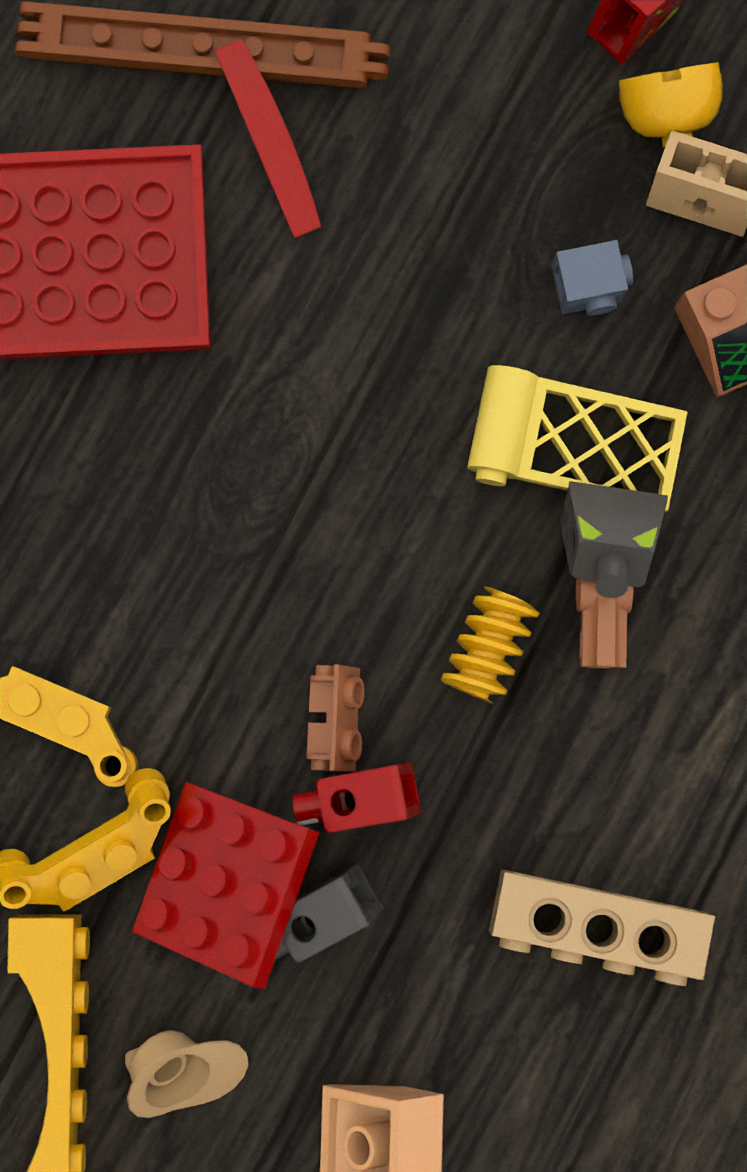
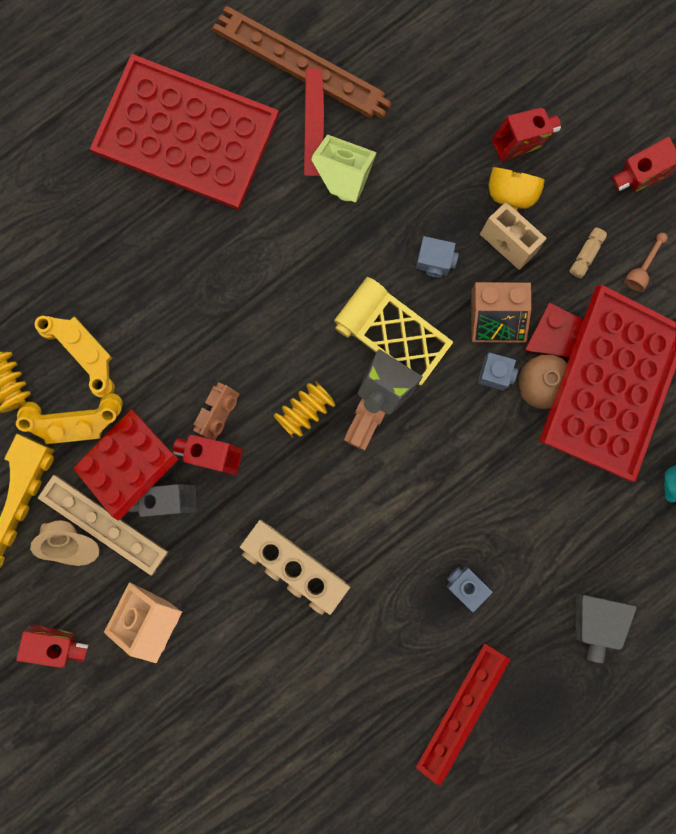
camera: 30 degrees right, 0 degrees up
(231, 1007) = (100, 524): none -> tan plate
(360, 193) = (343, 167): none -> yellowish green slope

